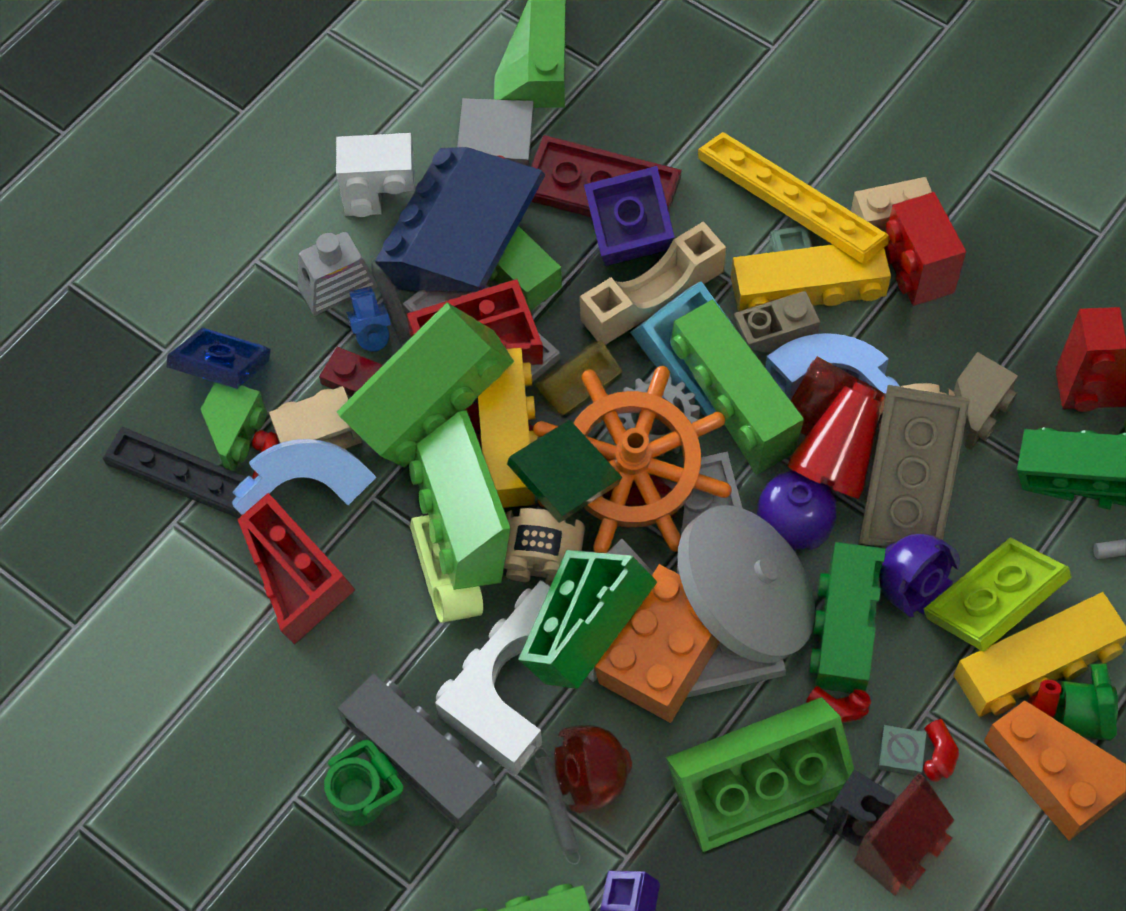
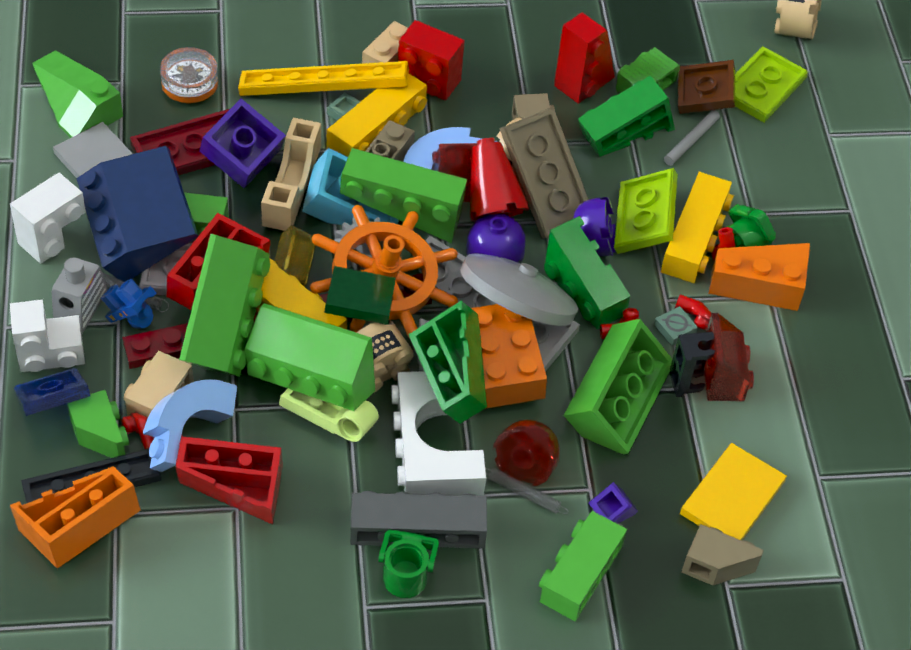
camera: 50 degrees left, 10 degrees down
(124, 500) = (78, 516): none -> orange wedge
(259, 300) = (43, 341): none -> white brick
(661, 103) = (189, 75): none -> clear piece

